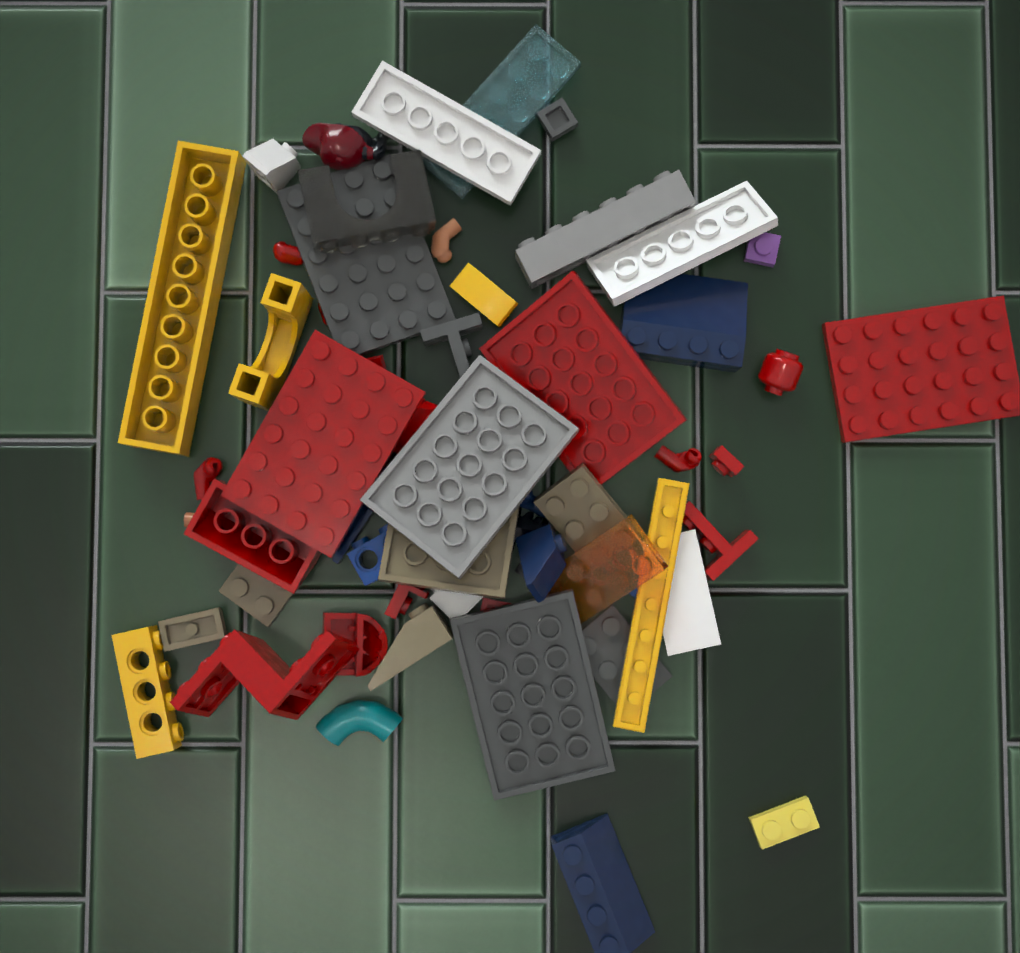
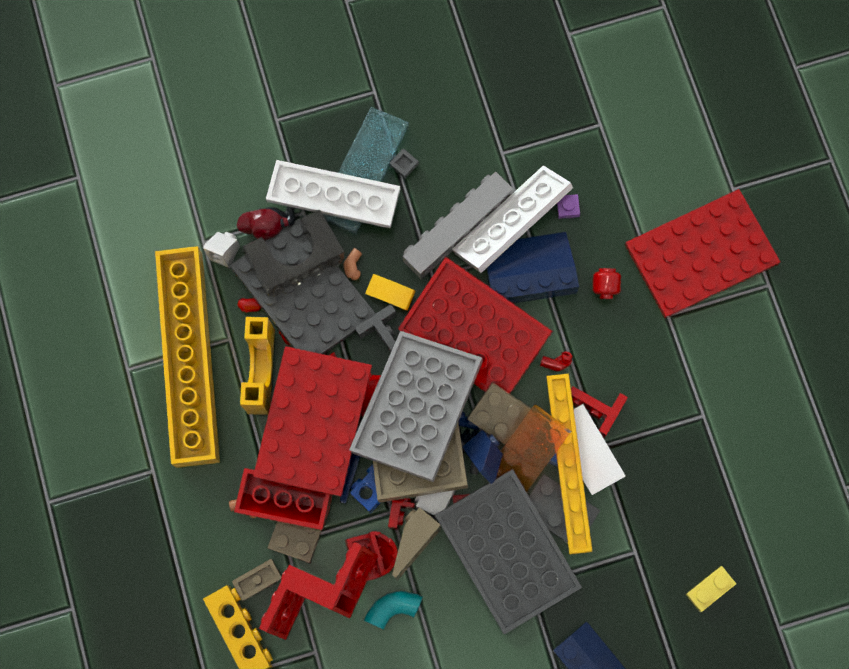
camera: 10 degrees left, 10 degrees down
(205, 474) = (235, 470): red arm -> none
(725, 462) = (589, 354): red plate -> none

